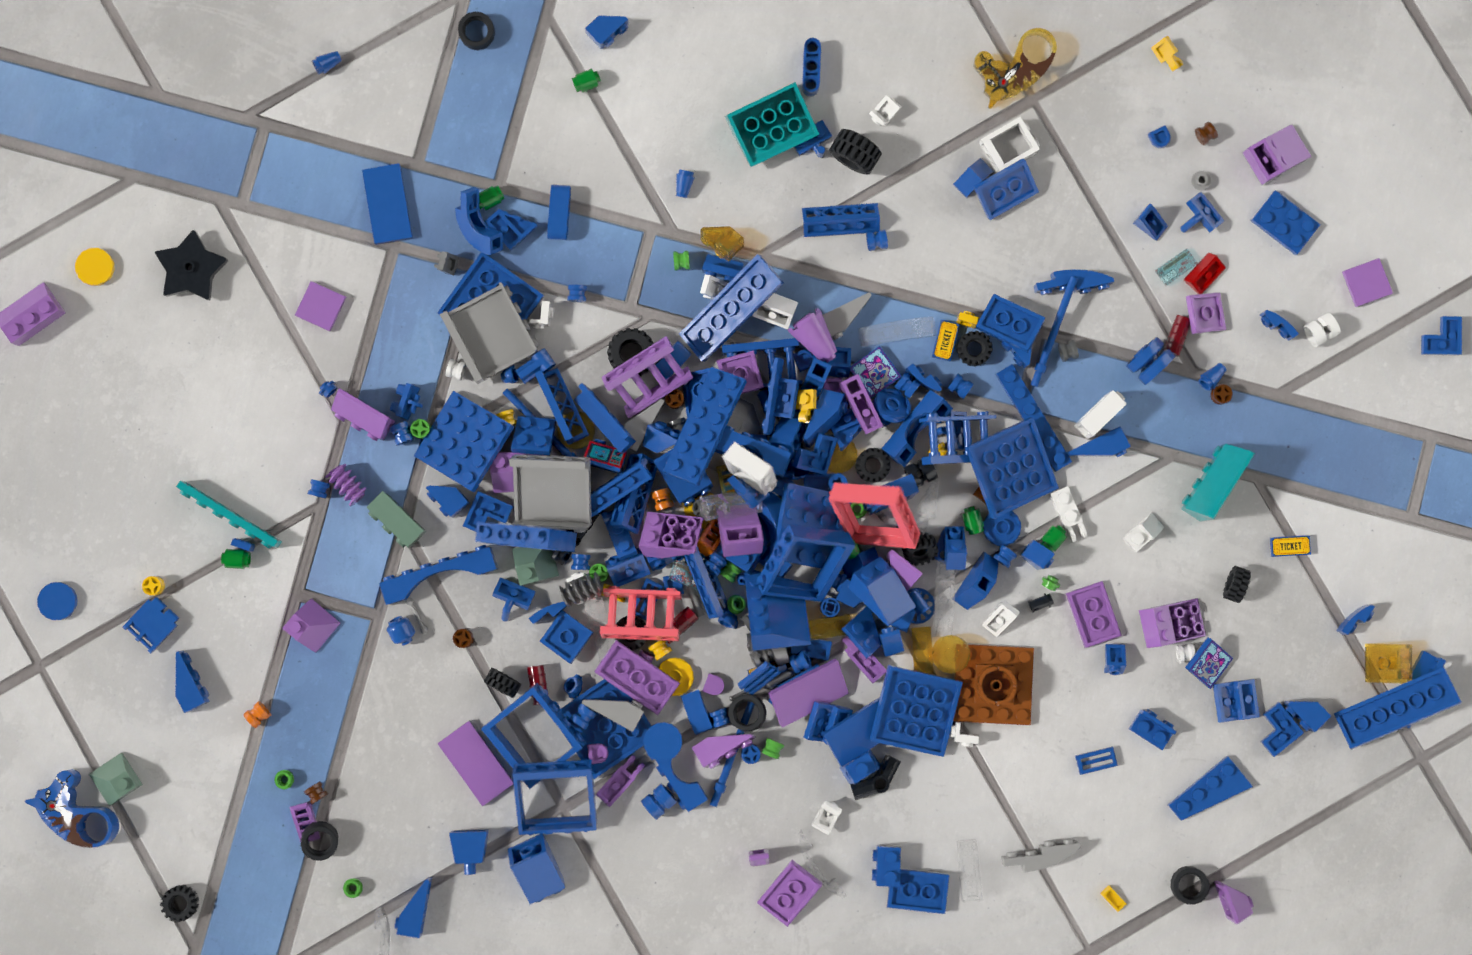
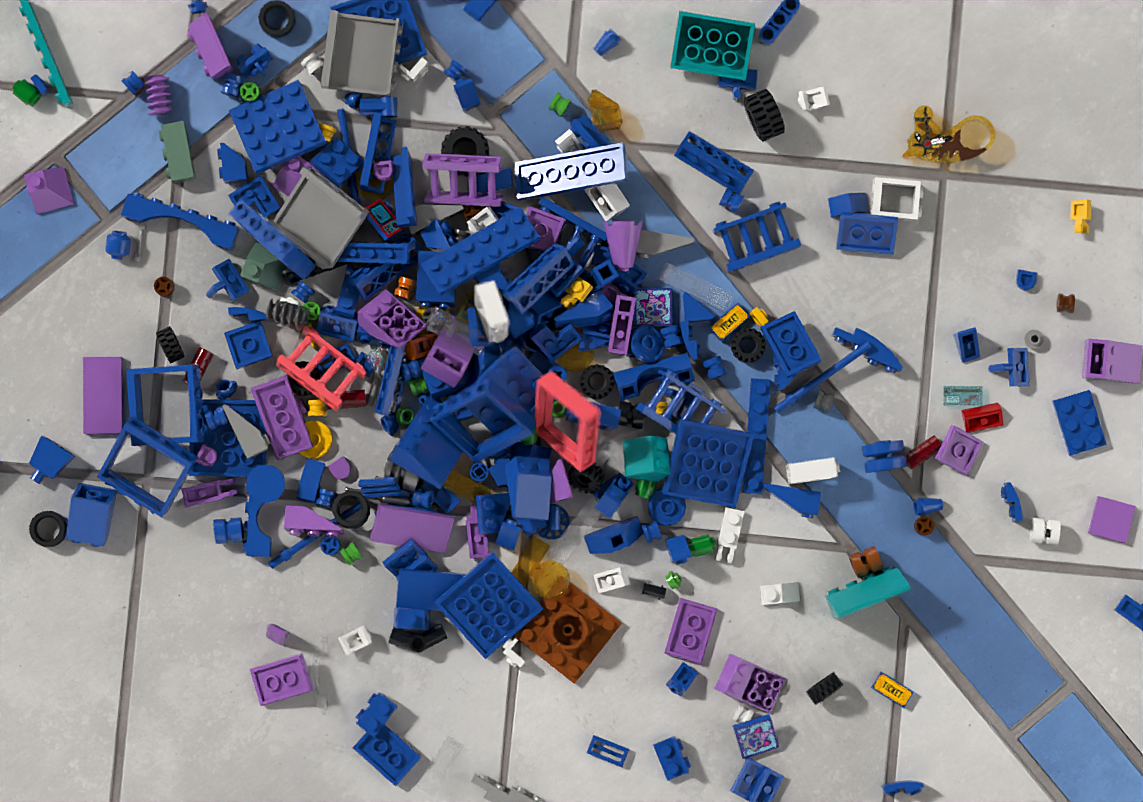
camera: 30 degrees right, 0 degrees up
(400, 367) = (276, 4): none -> black tyre
(494, 905) = (62, 529): none -> black tyre
(576, 415) = (383, 170): none -> medium lavender tile
(600, 305) = (466, 94): none -> blue slope
(686, 399) = (482, 220): none -> white bracket
(764, 410) = (538, 270): none -> blue fence
(910, 351) = (694, 310): none -> blue slope
(926, 272) = (771, 249): none -> blue fence
(960, 499) = (646, 458): none -> teal slope
(1200, 452) = (872, 559): none -> dark orange wheel

